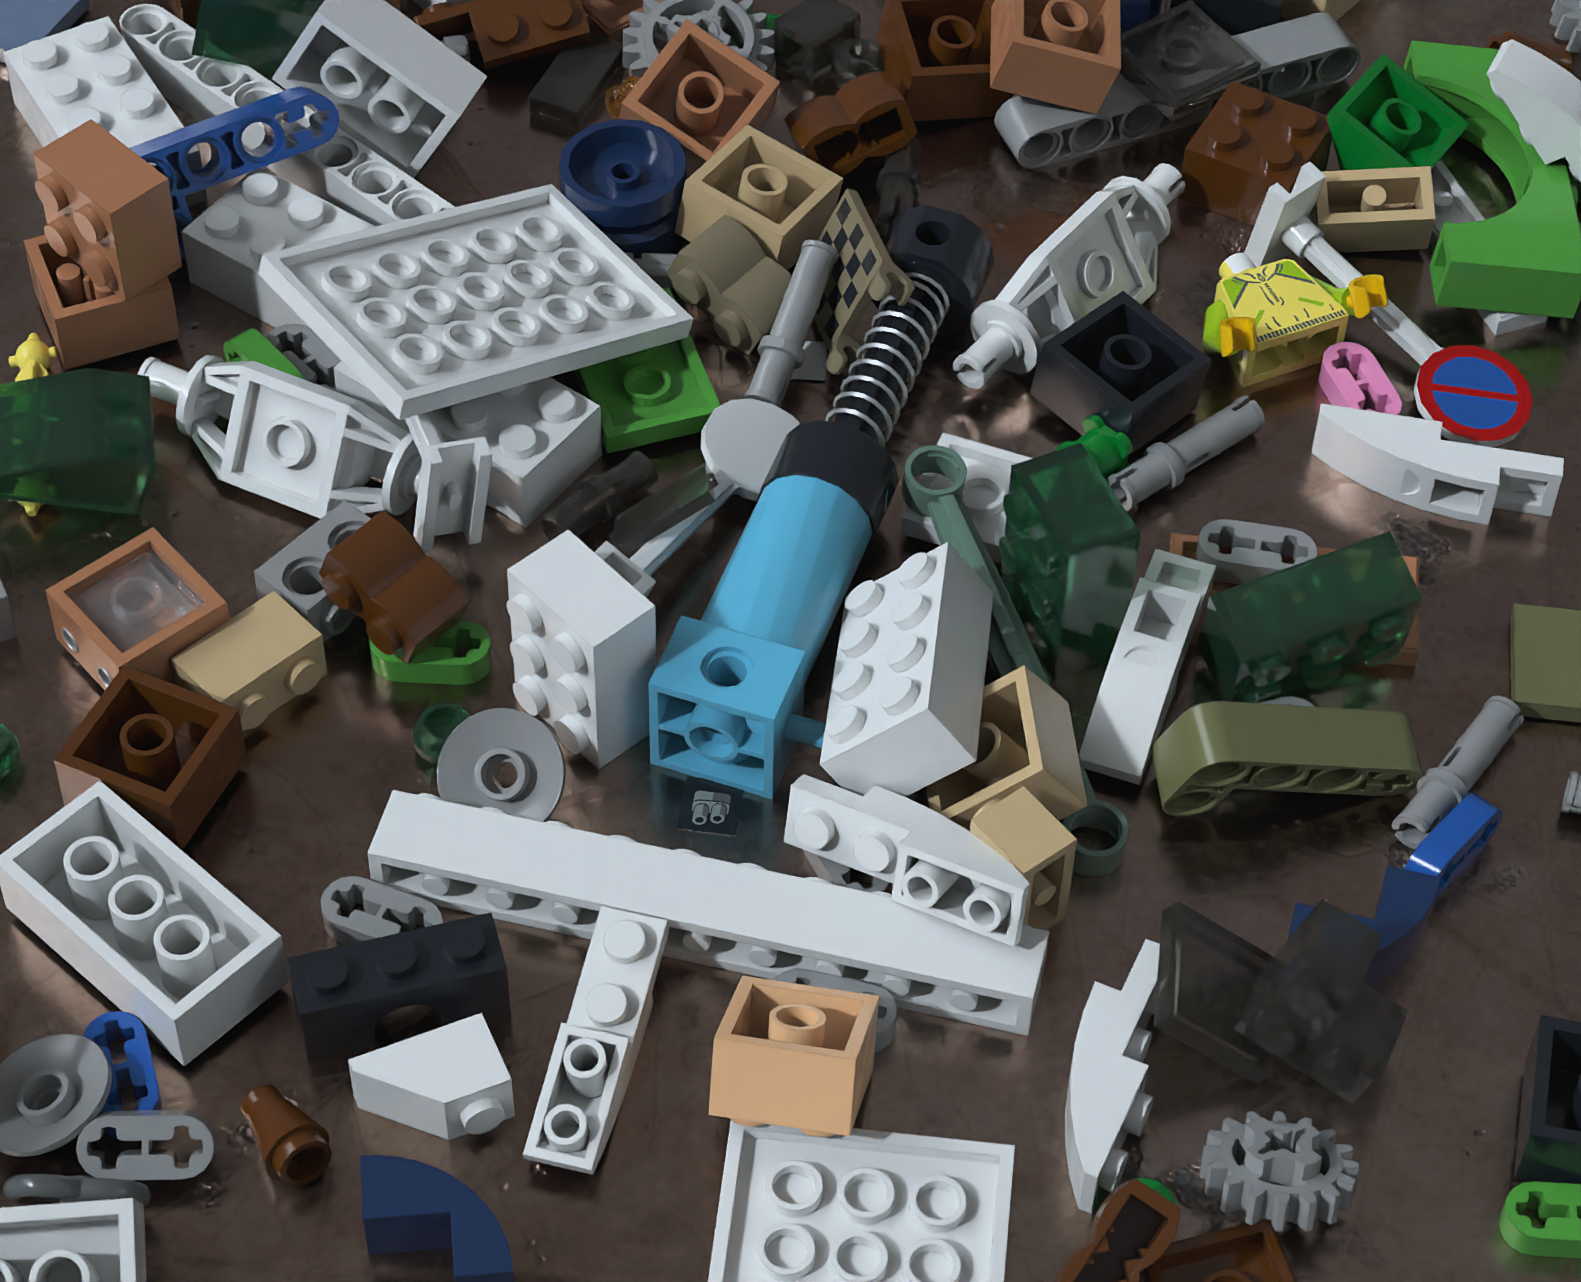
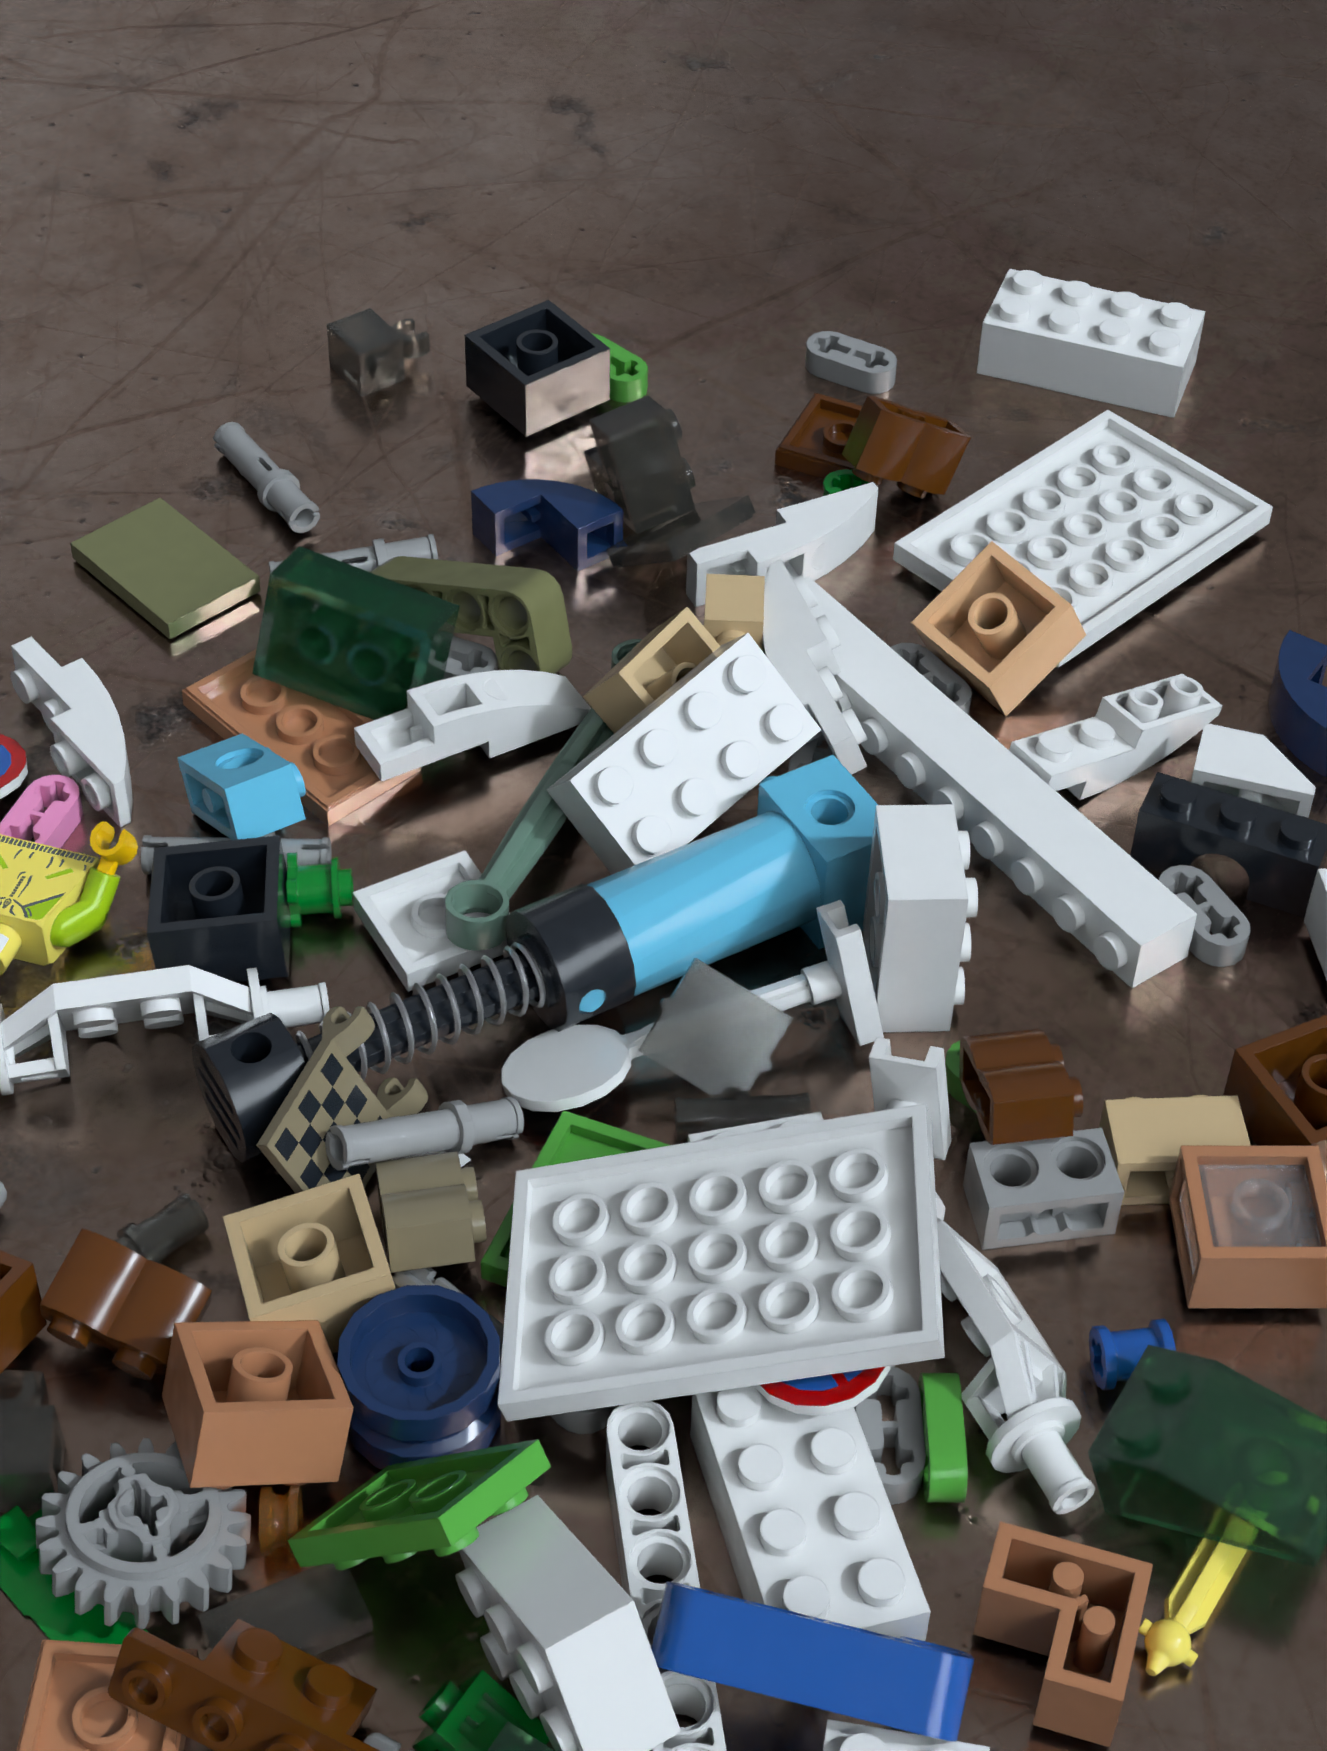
camera: 140 degrees left, 5 degrees down
(107, 210) = (1044, 1566): nougat brick -> none
(176, 501) = (1118, 1352): none -> blue bush
(435, 727) = (1045, 1007): clear green plate -> none
(486, 743) = (1031, 938): light grey dish -> none
(526, 89) = (421, 1506): none -> bright green plate
(1067, 558) = (474, 754): clear green brick -> none
(1234, 468) = (242, 788): none -> medium azure brick
(1254, 549) = (311, 733): light grey beam -> none
(1279, 1171) = (752, 447): light grey gear -> none
(1456, 840) = (425, 518): blue beam -> none

